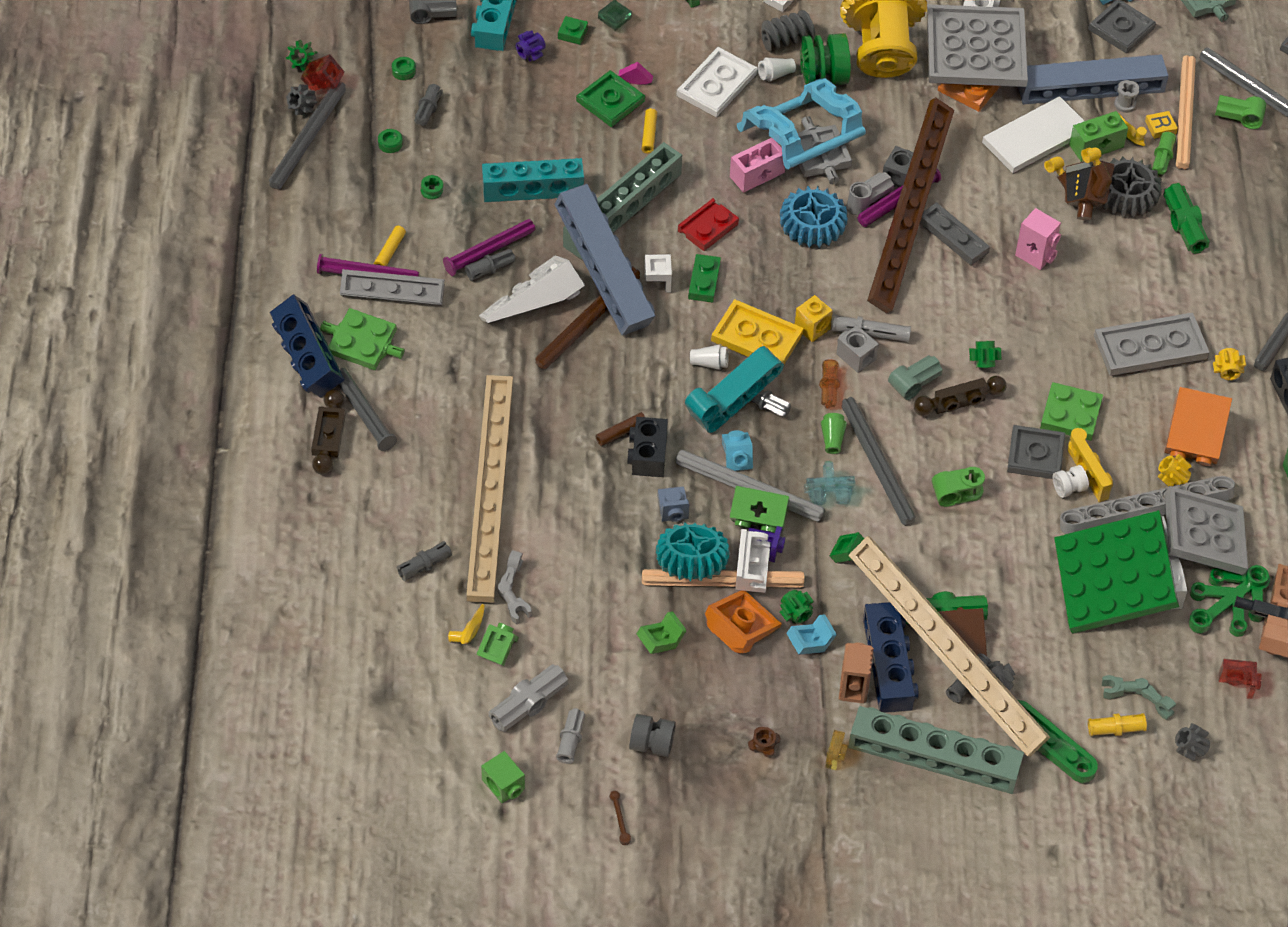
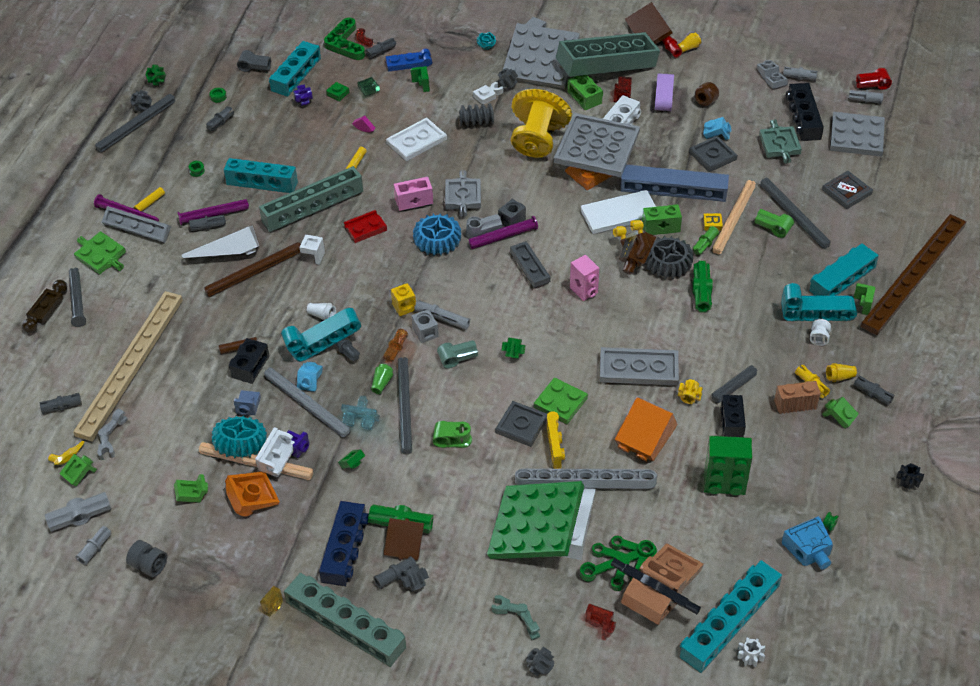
camera: 20 degrees right, 5 degrees down
(306, 346) = (58, 248): dark blue brick -> none
(322, 73) = (161, 87): clear red brick -> none
(390, 141) = (185, 136): green tile -> none
(503, 777) = (30, 562): bright green brick -> none
(605, 259) = (275, 232): sand blue brick -> none
(610, 98) = (339, 136): green plate -> none
(624, 838) = (94, 627): reddish brown hinge -> none
(704, 278) = (345, 259): green plate -> none
(747, 499) = (293, 411): bright green brick -> none
(748, 328) = (366, 302): yellow plate -> none
(764, 734) = (223, 578): reddish brown plate -> none
(774, 68) = (457, 137): white cone -> none
(784, 131) = (433, 173): medium azure piece -> none
(796, 606) = (294, 491): green gear -> none
(812, 637) = (295, 516): medium azure bracket -> none
(830, 59) = (490, 136): green wheel -> none
(856, 672) = (309, 548): nougat brick -> none
(910, 206) = (504, 239): reddish brown plate -> none
(949, 646) = (384, 547): tan plate -> none
(960, 396) = (482, 372): dark brown plate -> none
(1063, 750) = (434, 634): green plate -> none
(1070, 481) = (535, 448): white wheel -> none
(1117, 724) = (490, 634): yellow pin -> none
(1127, 92) = (694, 198): light grey bush -> none
(1135, 135) = (689, 223): yellow bar -> none
(1174, 470) = (615, 457): yellow gear -> none
(1206, 530) = (617, 505): light grey plate -> none

